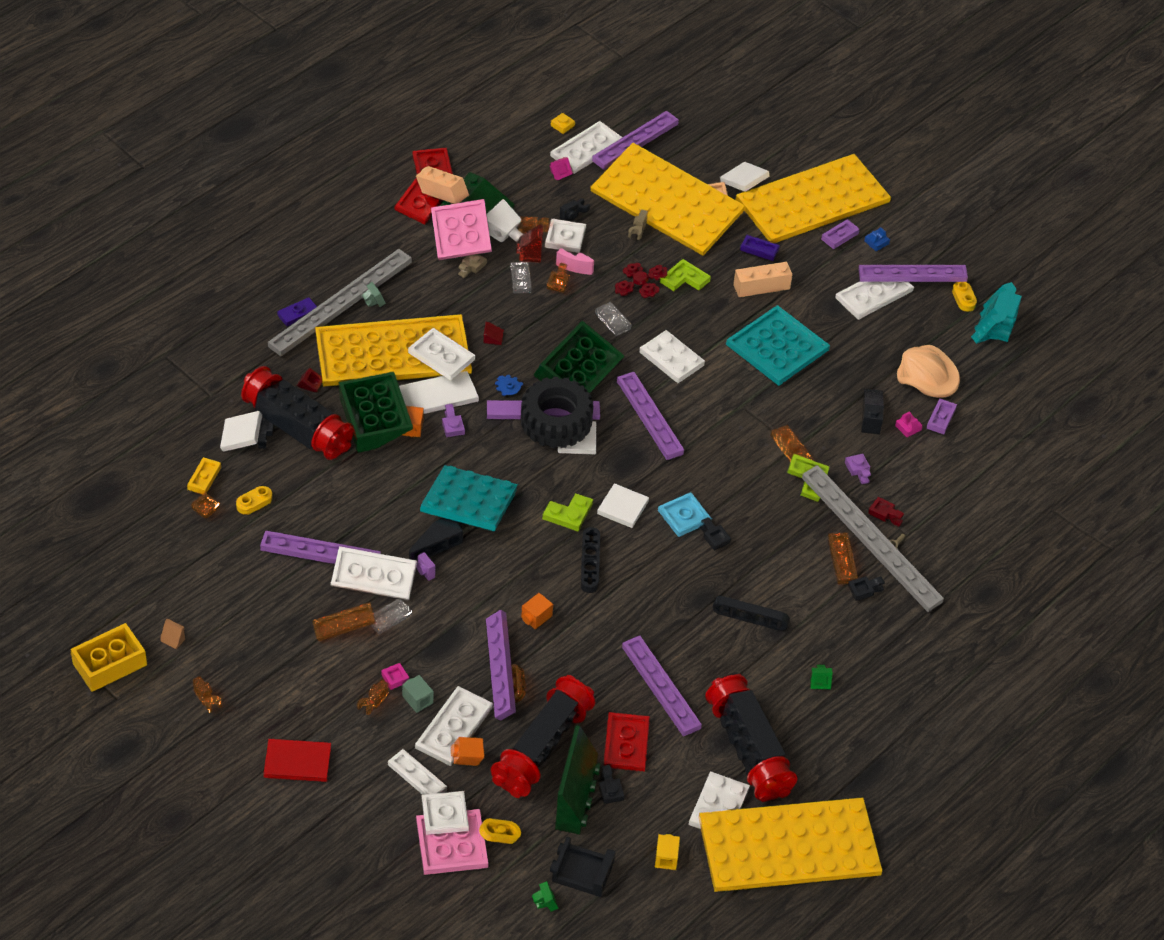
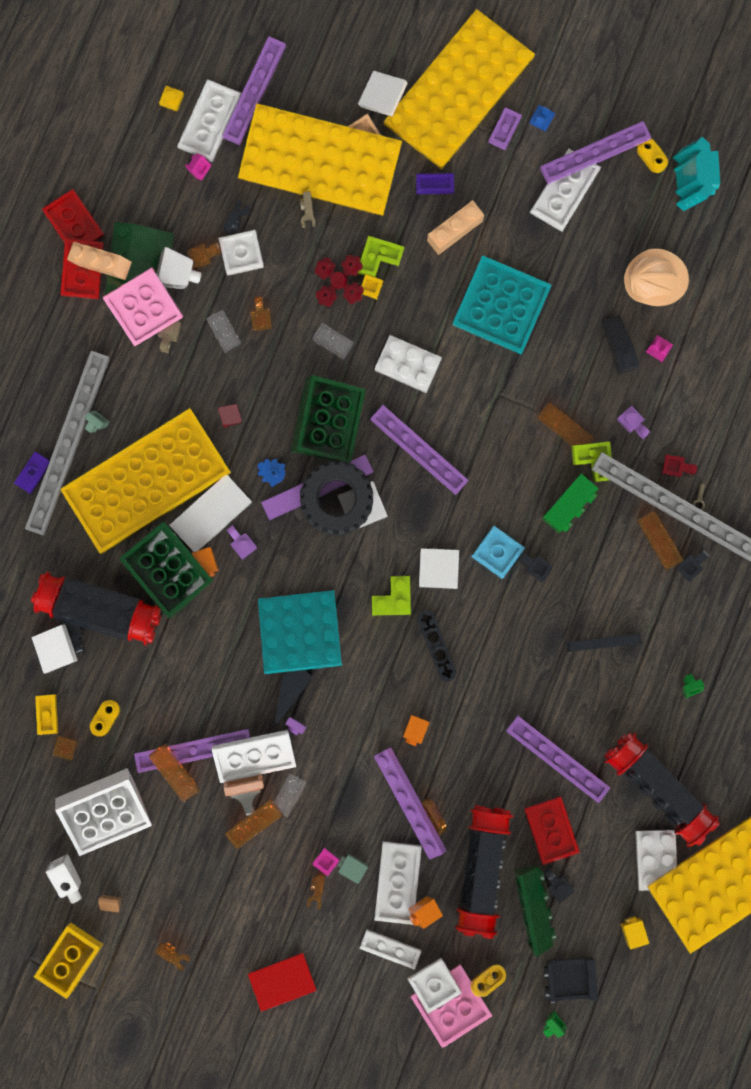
camera: 20 degrees left, 35 degrees up
(145, 593) = (63, 871): none -> white torso
(210, 563) = (102, 812): none -> white slope
(293, 556) = (174, 772): none -> clear orange plate
(310, 381) = (86, 553): dark red slope -> none
(351, 594) = (245, 790): none -> nougat piece
(441, 353) = (196, 472): white plate -> none
(531, 245) = (216, 289): clear red slope -> none
(579, 263) = (273, 287): bright pink slope -> none
(667, 293) = (371, 286): none -> yellow plate
(770, 500) = (571, 504): none -> green brick
(941, 416) = (686, 325): medium lavender plate -> none

